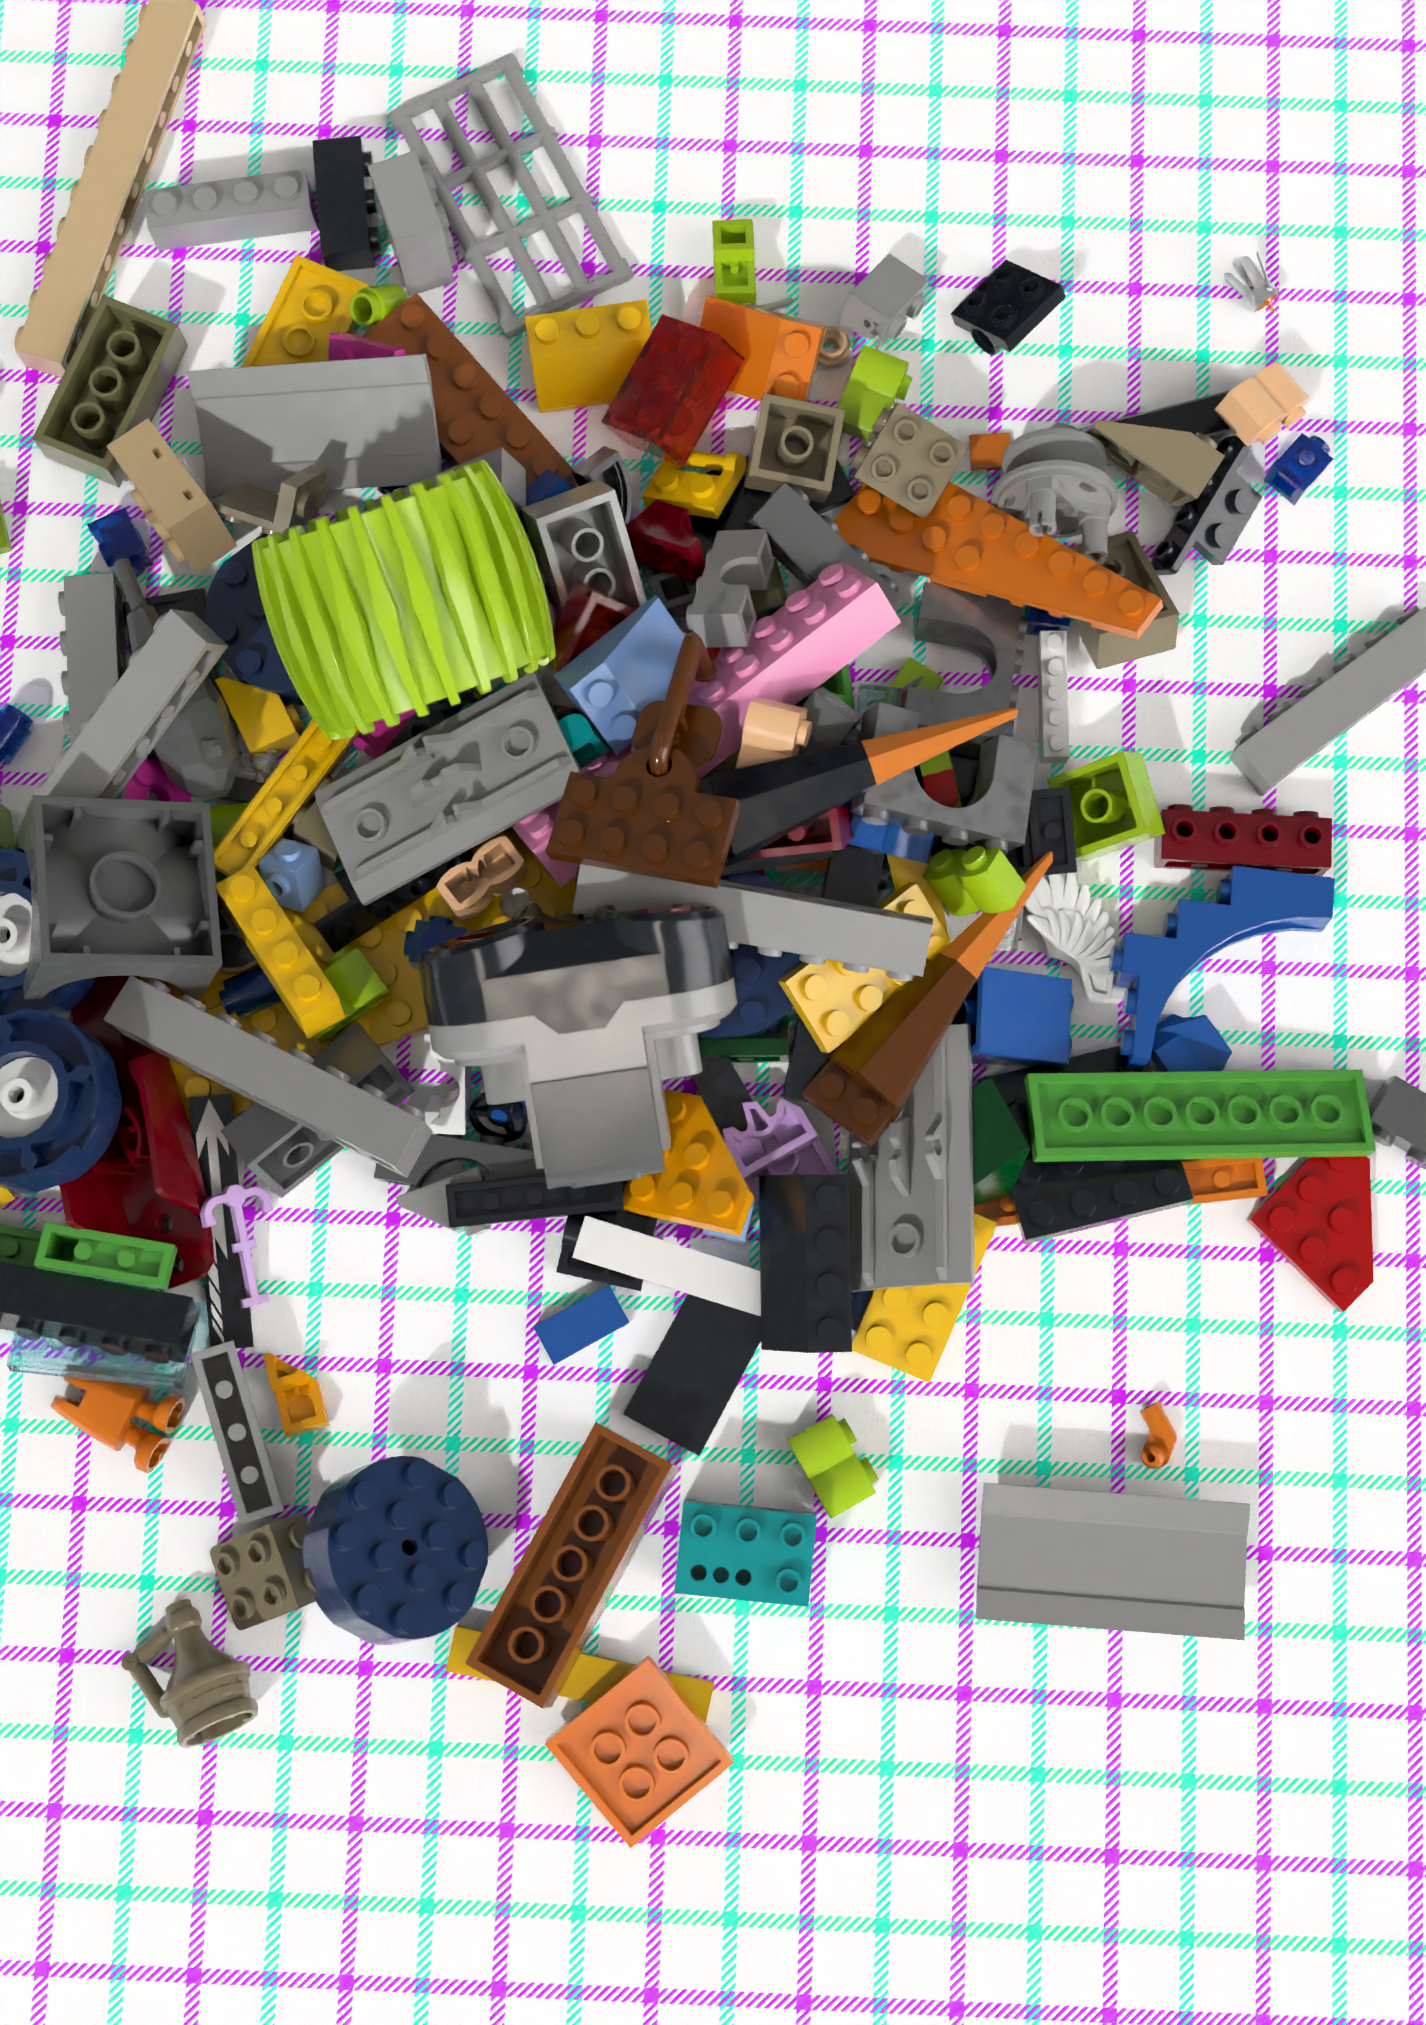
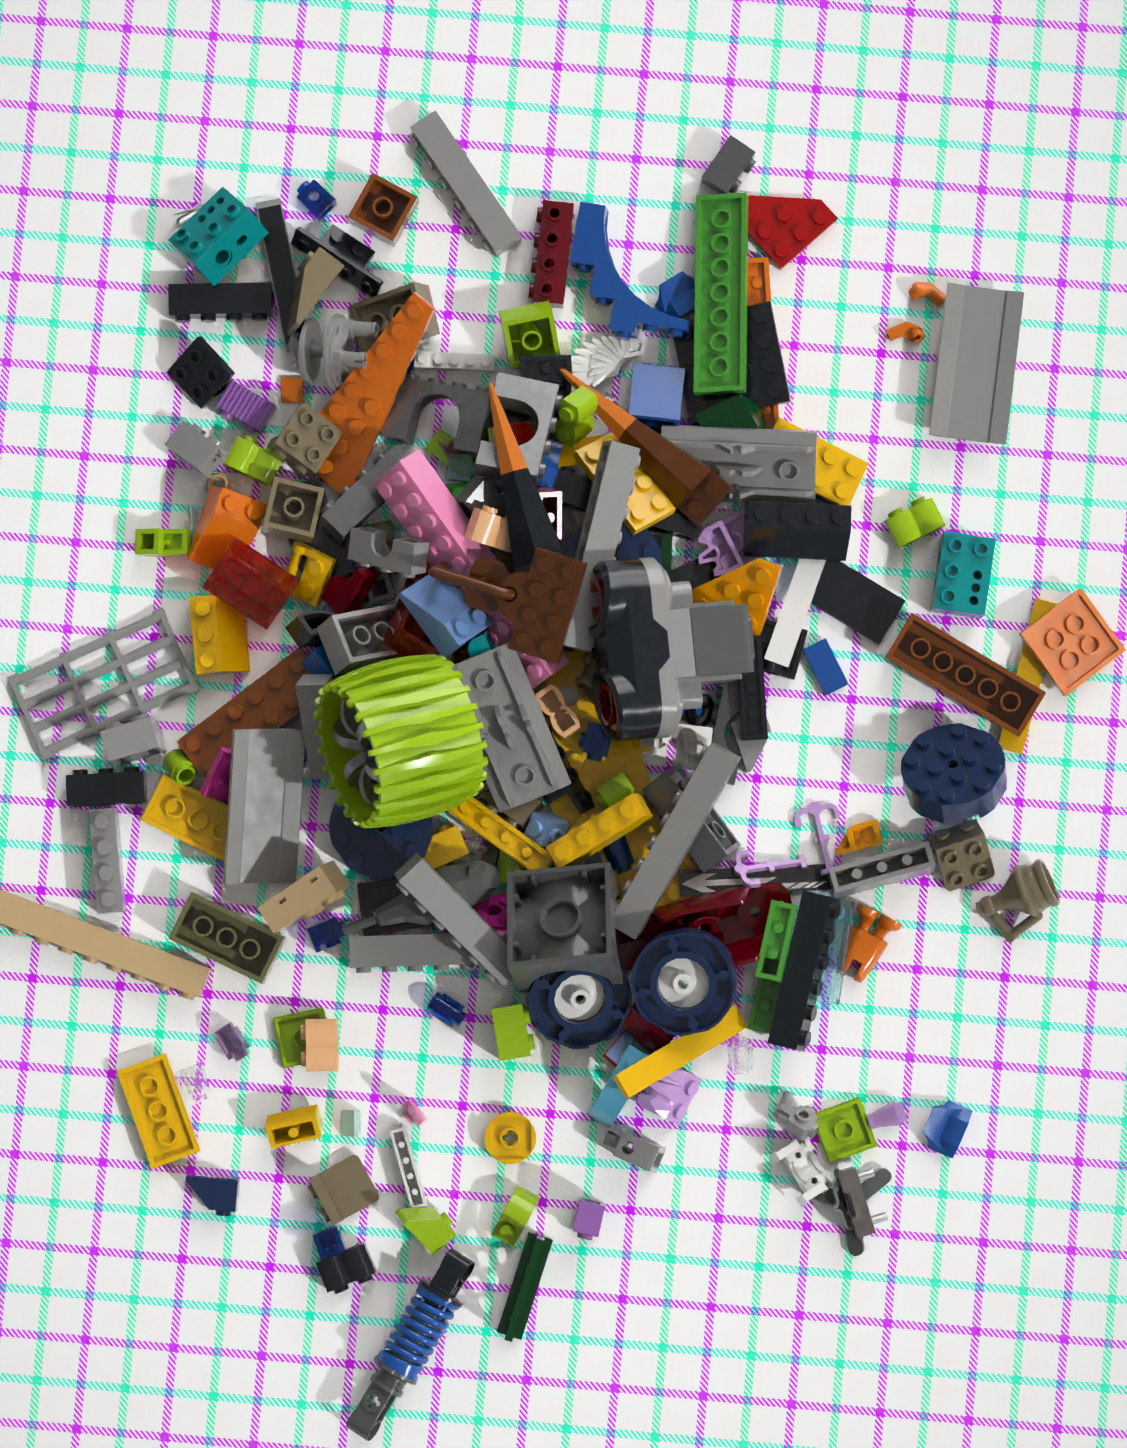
camera: 85 degrees left, 5 degrees up
(295, 505) = (315, 835): dark tan bracket -> none
(343, 1318) = (815, 809): none -> lavender piece
(957, 377) = (245, 407): none -> medium lavender brick
(1124, 331) = (220, 301): none -> black brick
(1227, 310) = (218, 236): none -> teal piece
(1233, 1470) = (927, 289): none -> orange arm
(1263, 405) = (279, 219): light nougat brick -> none
(1293, 567) = (383, 209): none -> dark orange brick

